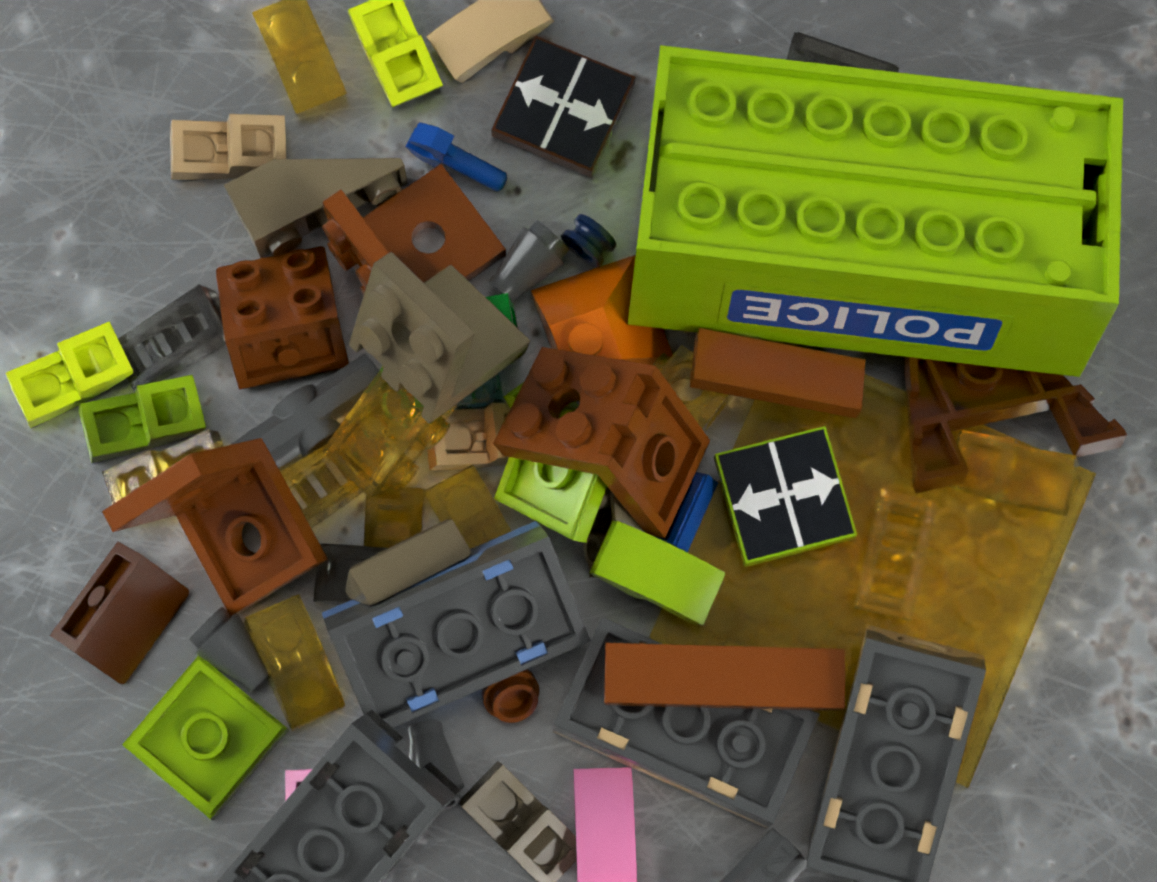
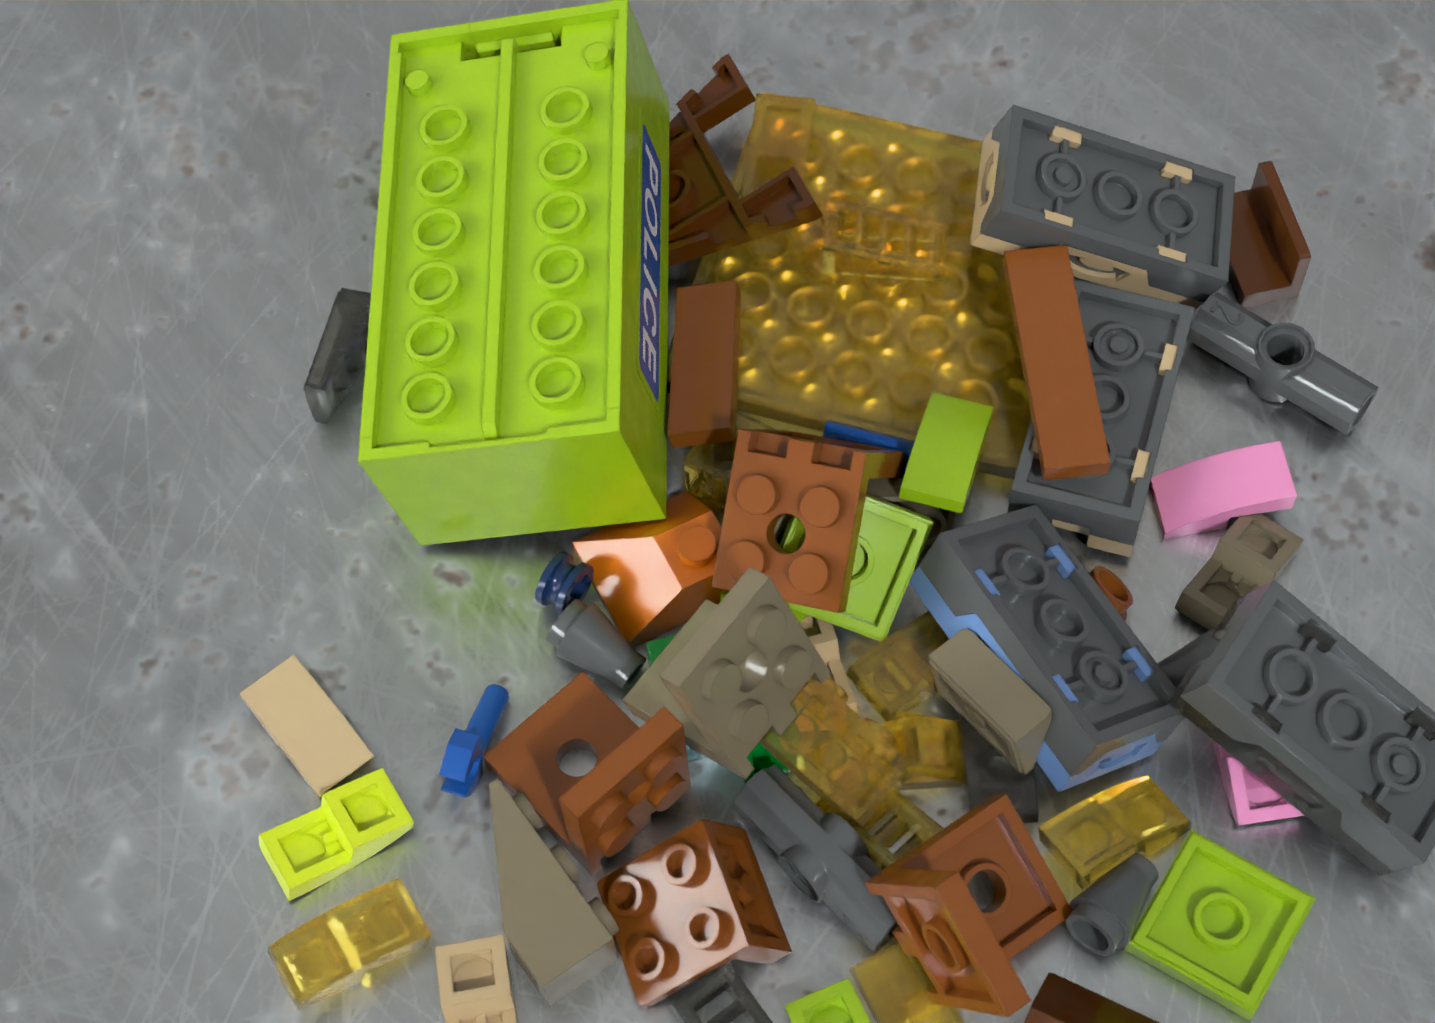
camera: 90 degrees left, 15 degrees down
(563, 106) = (398, 638): black tile -> none
(785, 496) = (837, 350): black tile -> none

